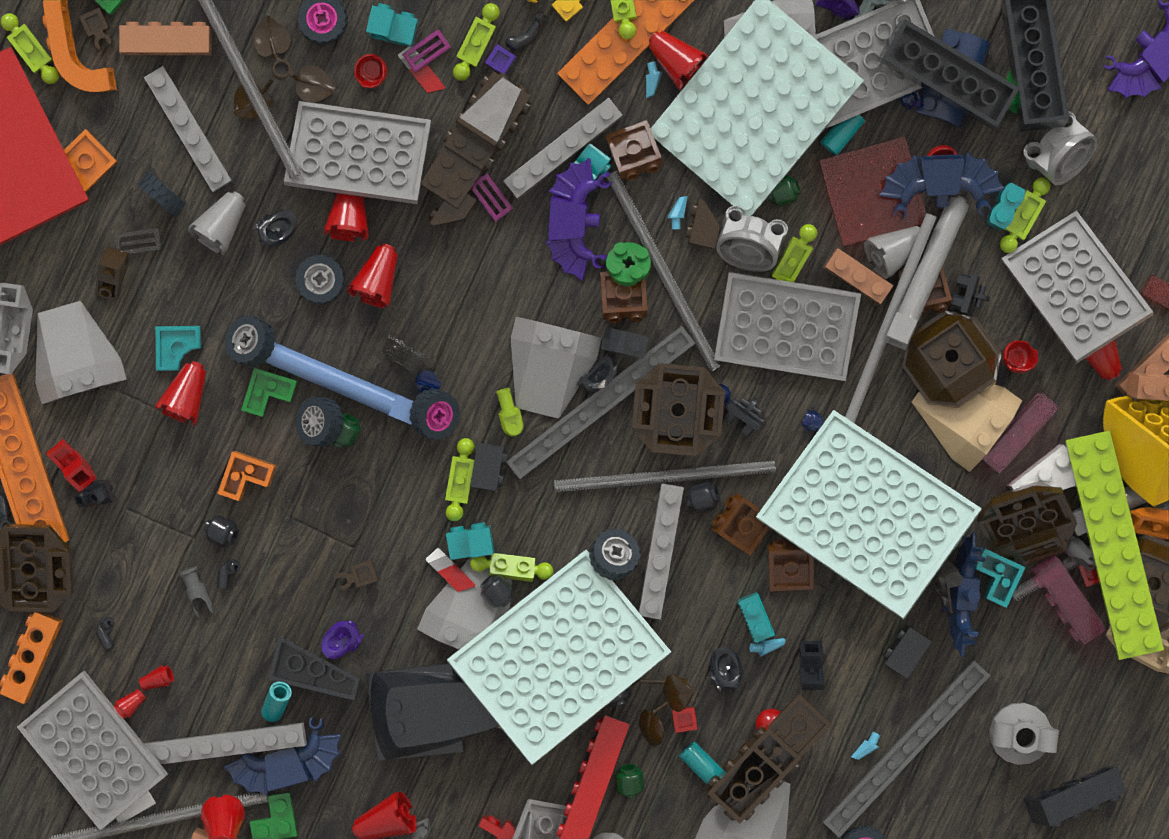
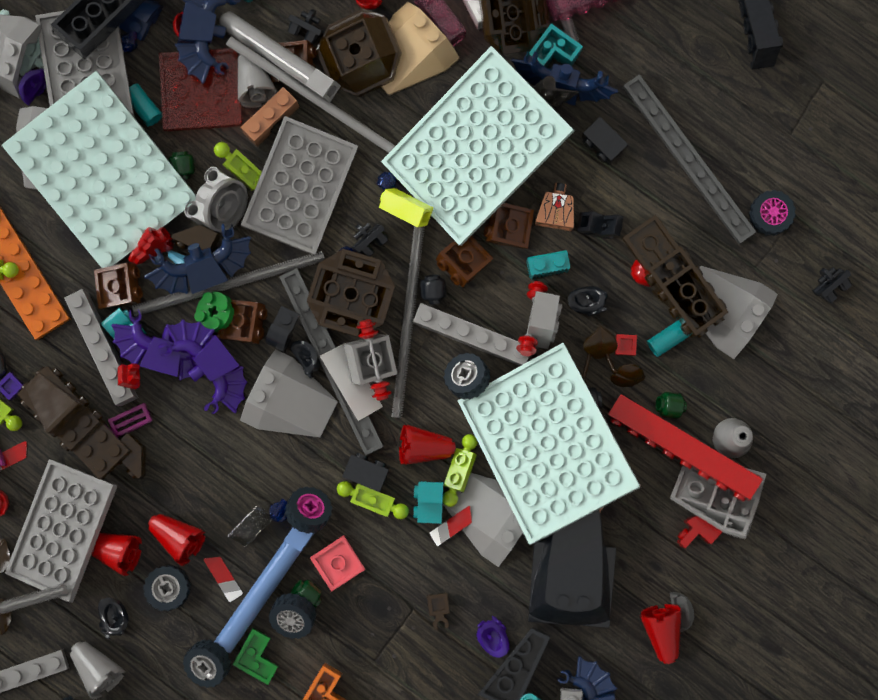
camera: 75 degrees left, 5 degrees down
(343, 336) = (223, 578): none -> sticker
(384, 456) = (337, 563): none -> coral tile
(496, 591) = (477, 487): black head -> none
(509, 415) = (324, 443): lime arm -> none
(529, 522) = (423, 446): none -> red cone
(537, 189) = (129, 376): none -> red tile
(572, 274) = (211, 360): none -> dark purple torso
(583, 429) = (357, 396): none -> white sticker
(610, 447) = (371, 359): none -> light grey brick
(652, 79) = (60, 258): medium azure bar -> none
(674, 241) = (201, 266): none -> dark blue torso
(676, 57) = (44, 232): red cone -> none
(687, 177) = (151, 240): none -> red rock
(692, 623) = (543, 319): none -> light grey brick
(767, 646) = (575, 260): medium azure bar -> none
(786, 449) = (405, 207): none -> neon yellow brick
(819, 614) = (556, 209): none -> nougat torso
(867, 746) = (681, 192): medium azure bar -> none
(1011, 720) = (689, 70): light grey piece -> none

